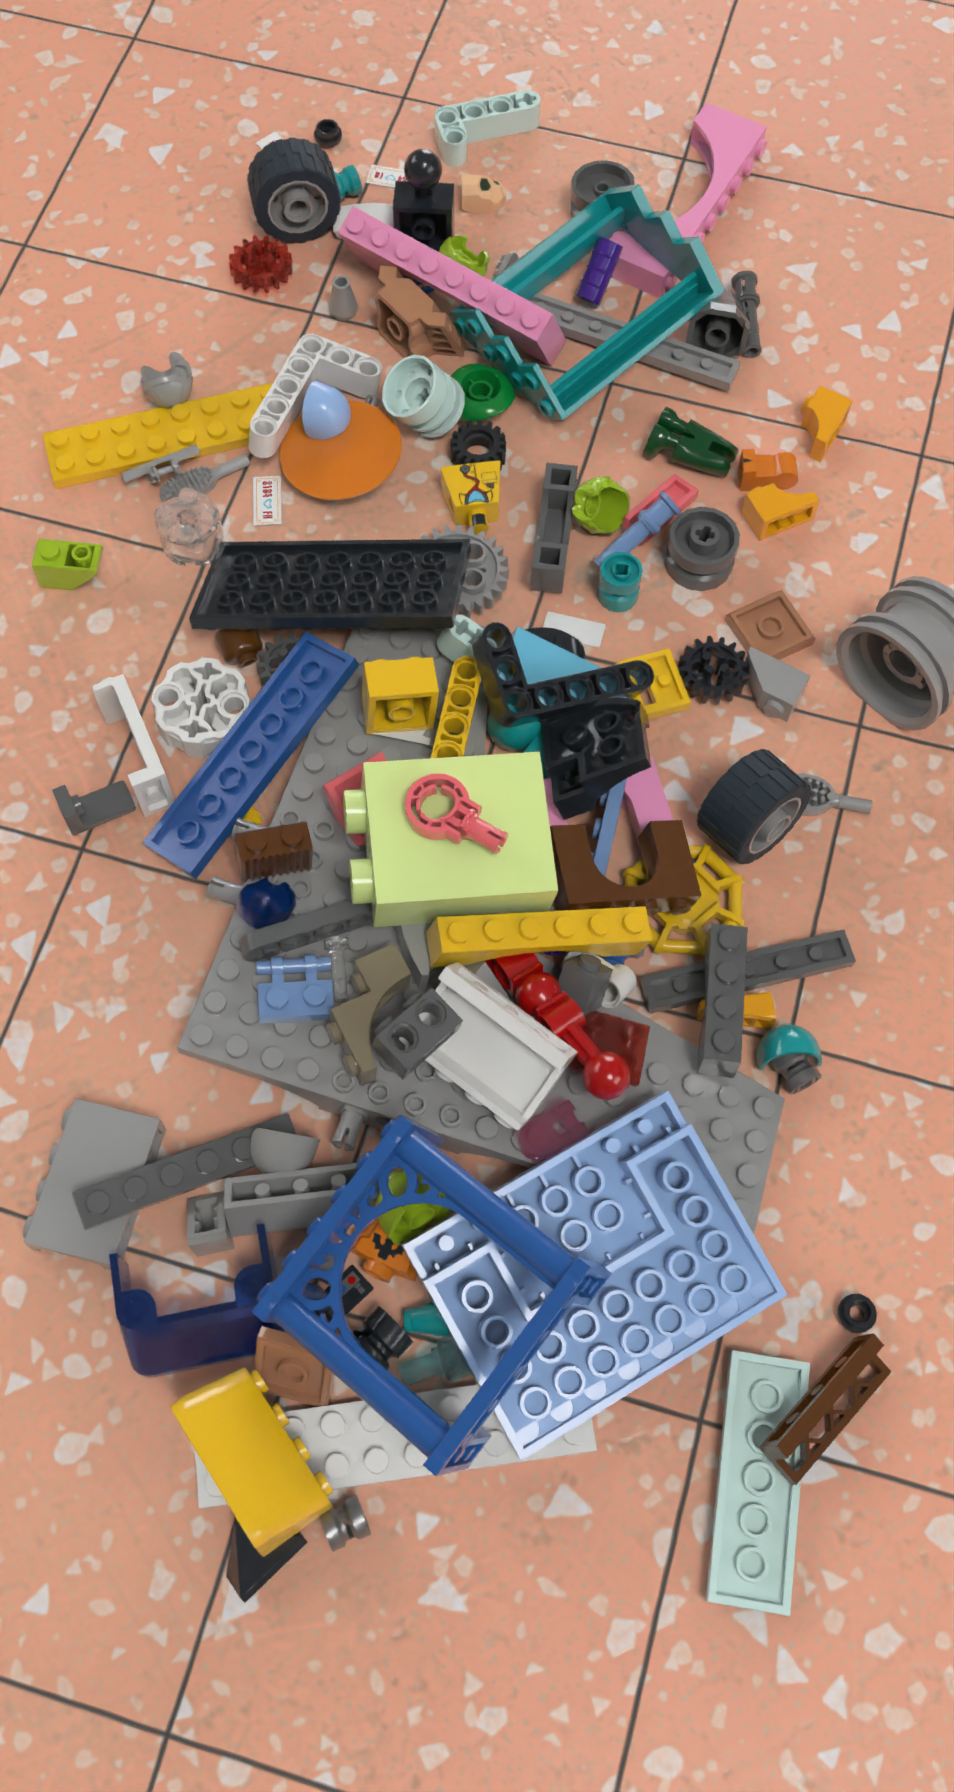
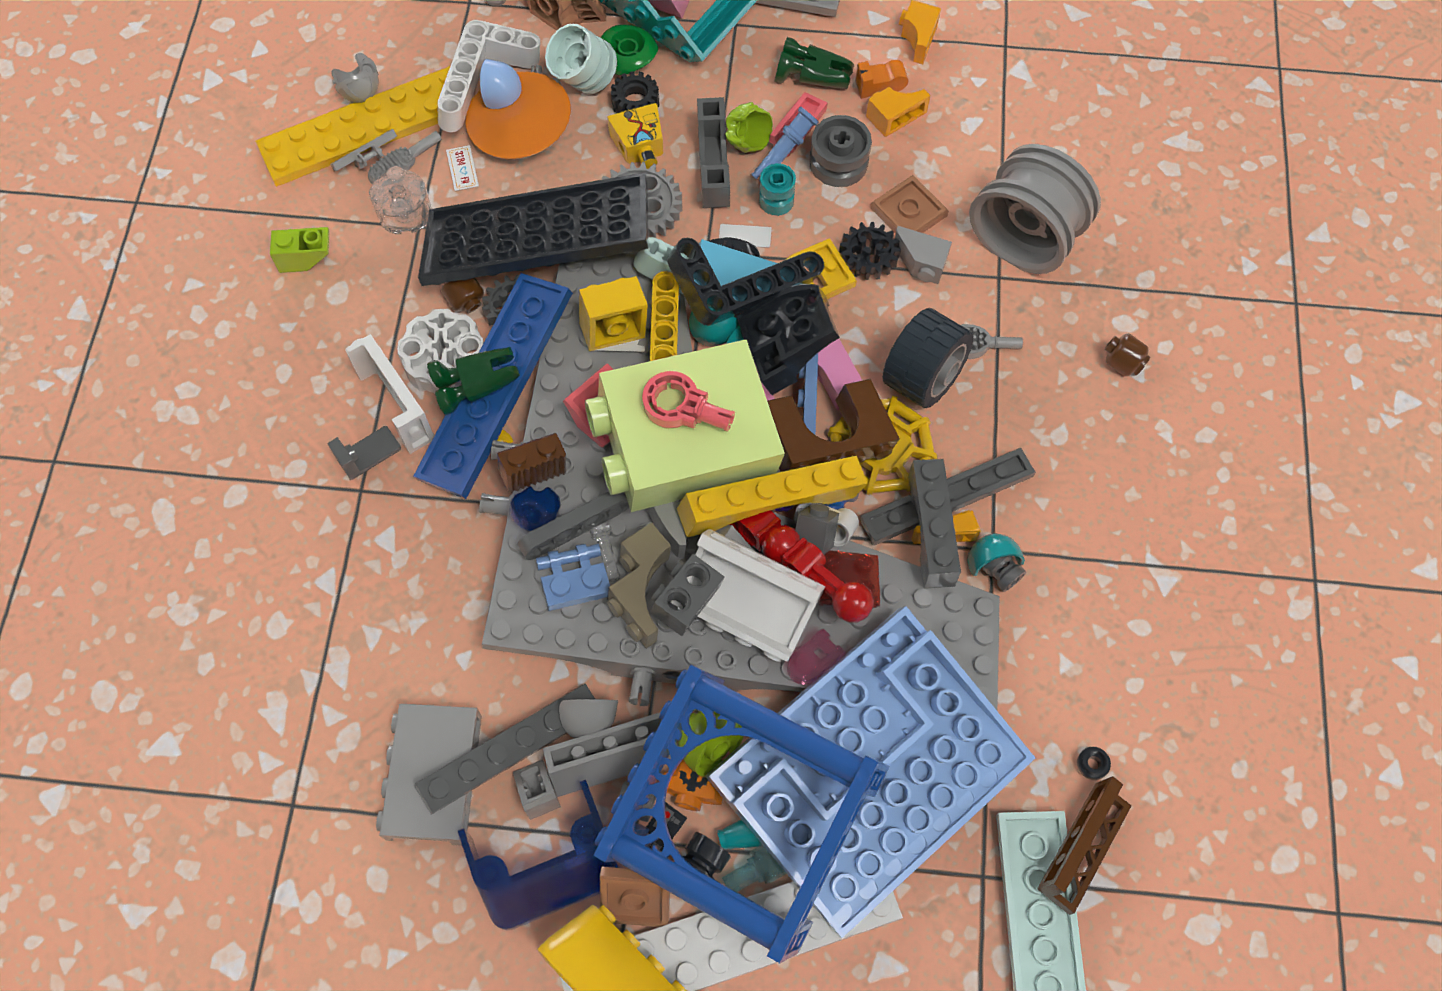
camera: 10 degrees left, 0 degrees up
(230, 739) = (476, 377): none -> dark green piece

